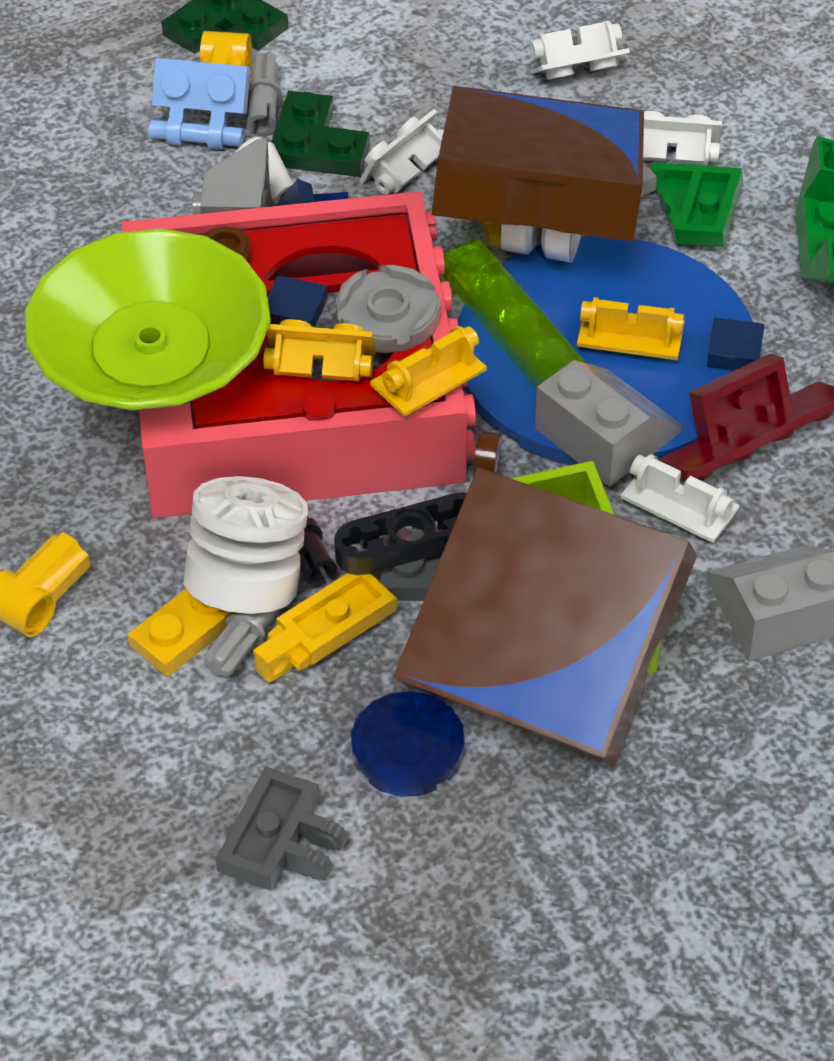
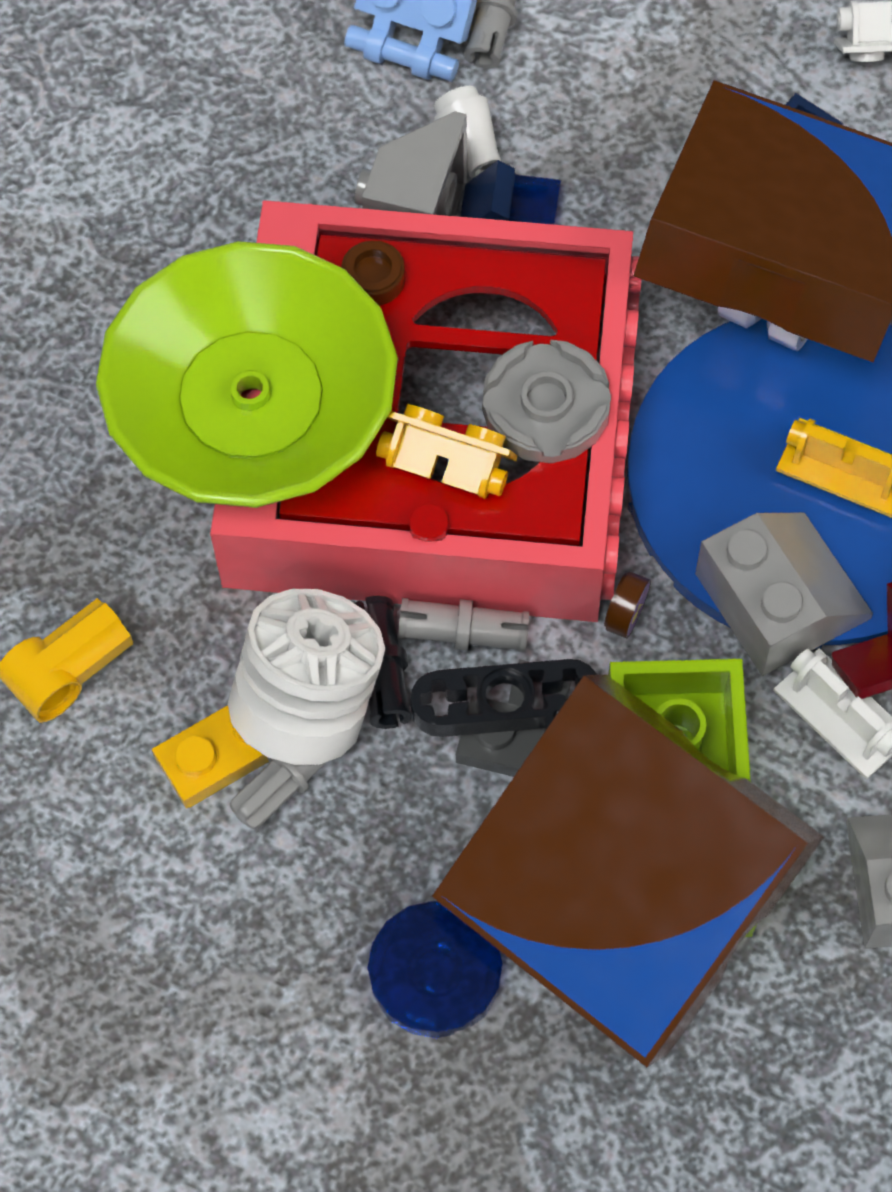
camera: 15 degrees right, 15 degrees up
(270, 827) = (250, 1047): dark grey hinge -> none
(296, 300) = (436, 371): dark blue tile -> none
(309, 142) = (533, 97): dark green plate -> none
(323, 624) = (379, 788): yellow hinge -> none
(358, 498) = (463, 624): none -> light grey pin
(391, 163) = (624, 150): white hinge -> none
(431, 372) = (570, 511): yellow hinge -> none
(507, 312) = (707, 410): clear neon green plate -> none

